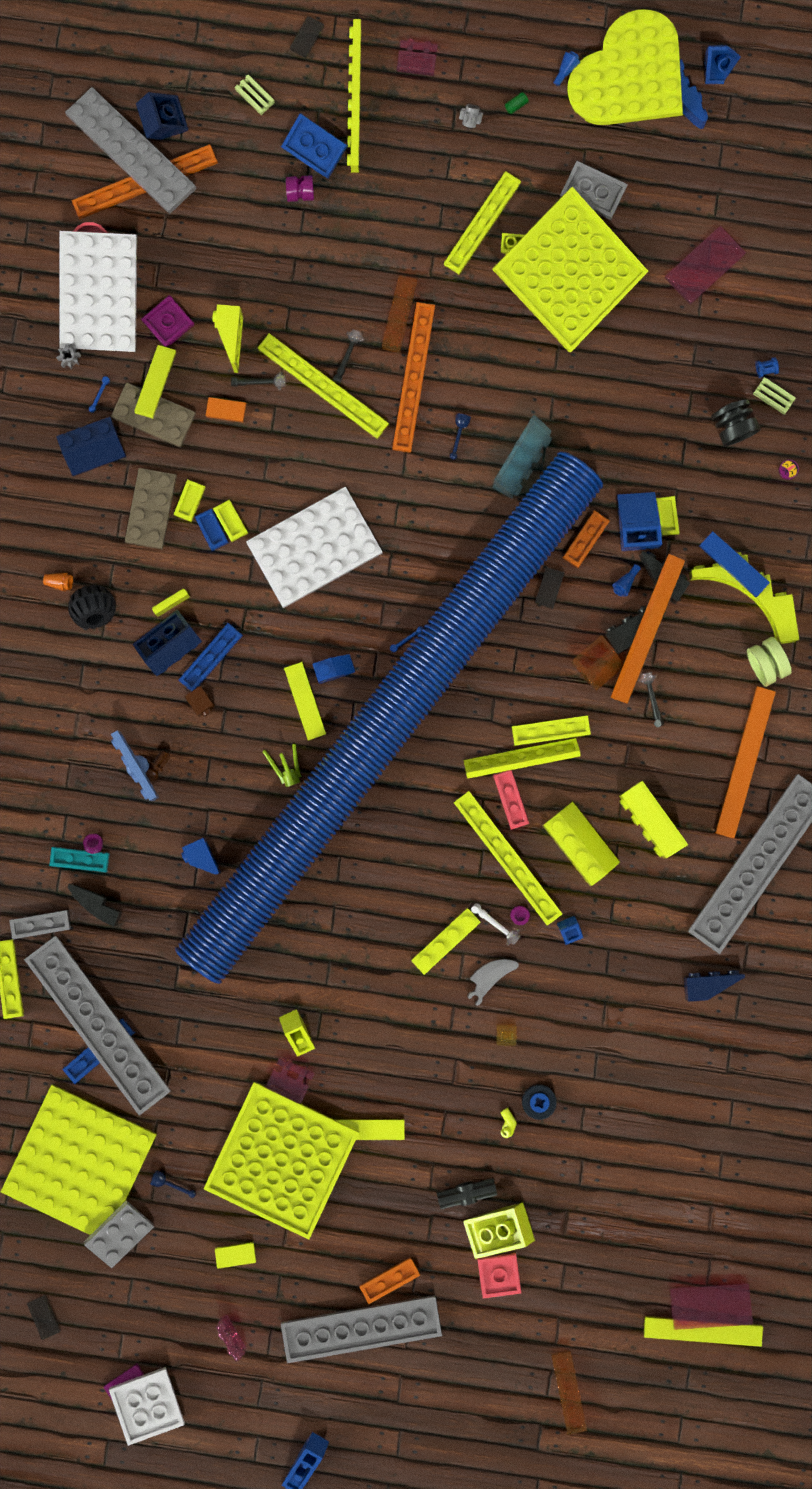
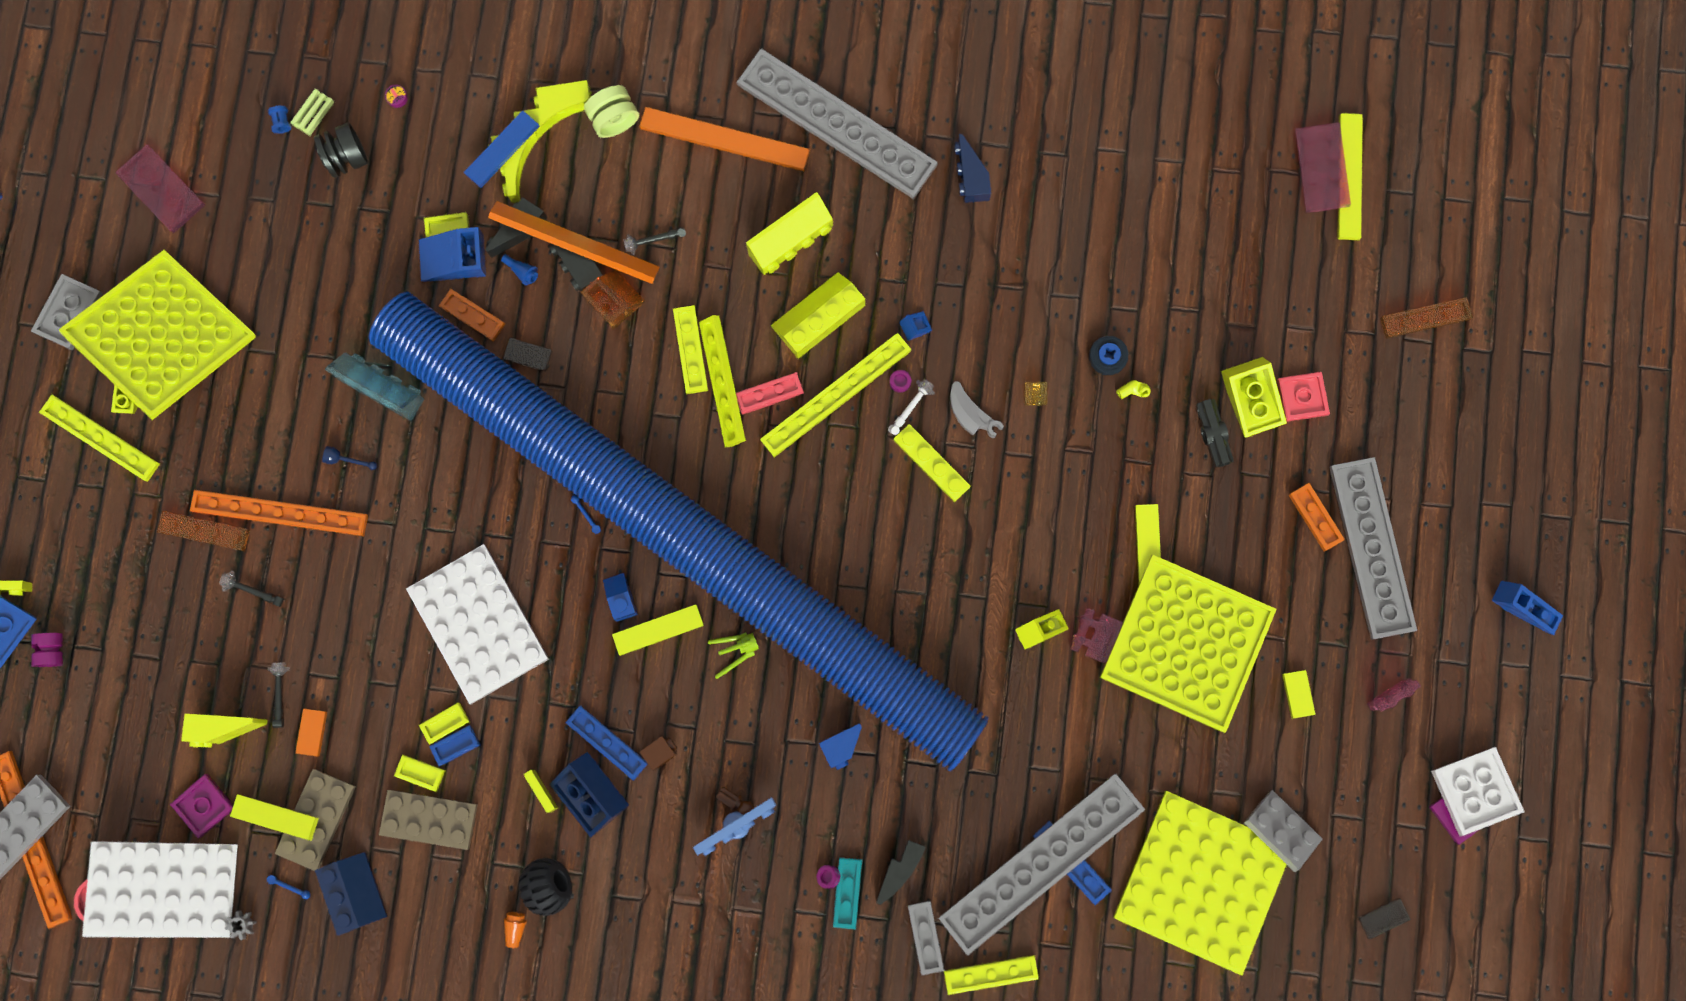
camera: 90 degrees left, 5 degrees down
(159, 1180) = (1217, 785): dark blue hinge -> none
(323, 386) = (285, 618): neon yellow tile -> none

